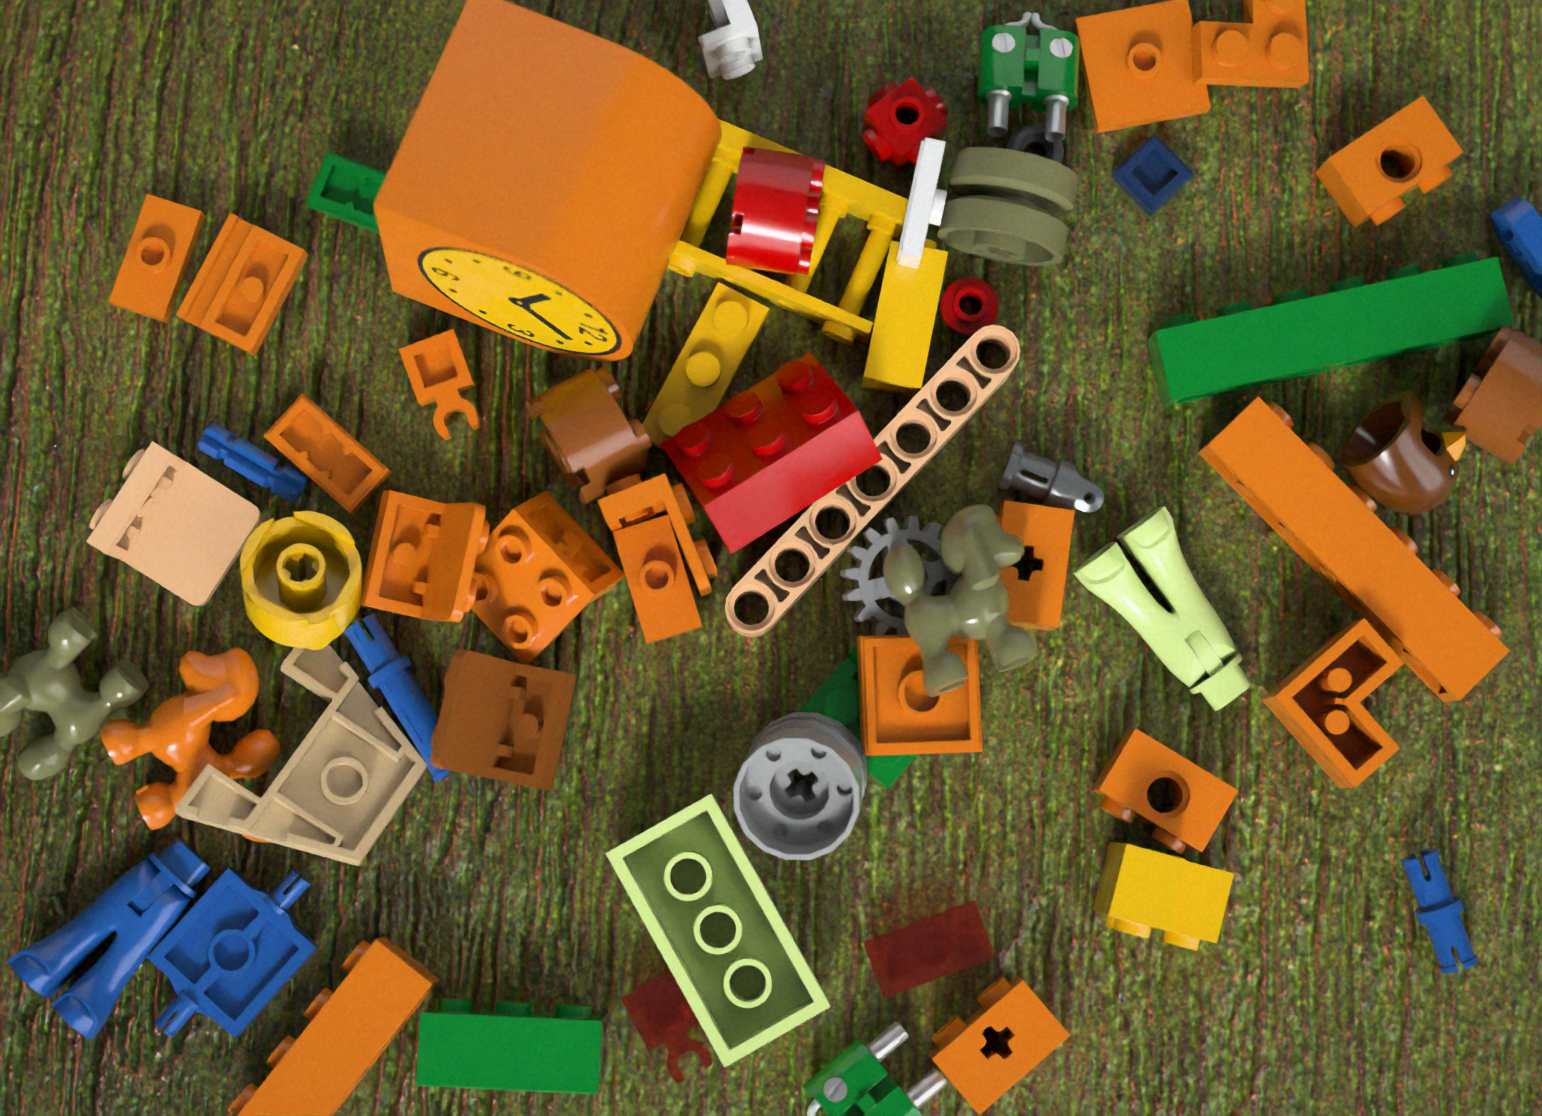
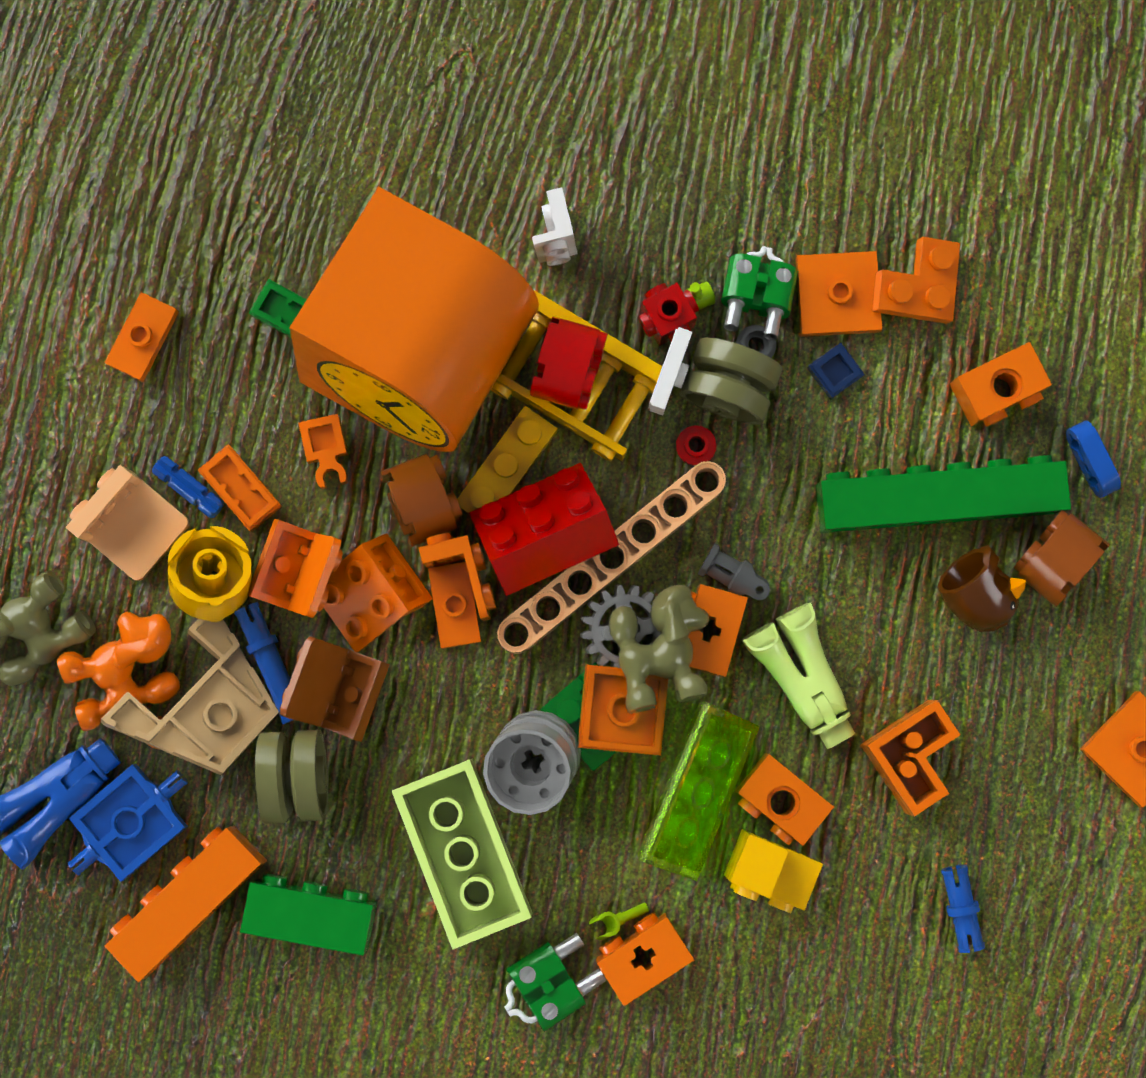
camera: 10 degrees right, 0 degrees up
(242, 284) = (197, 363): orange plate -> none
(460, 852) = (291, 776): none -> olive wheel
(665, 1017) = (417, 909): clear red plate -> none
(904, 322) = (649, 450): yellow brick -> none
(928, 949) = (605, 886): clear red plate -> none
(947, 997) = (614, 921): none -> lime hand
(950, 90) = (702, 294): none -> lime hand
(1042, 793) = (698, 791): none -> clear neon green slope
(1354, 550) = (939, 651): orange brick -> none

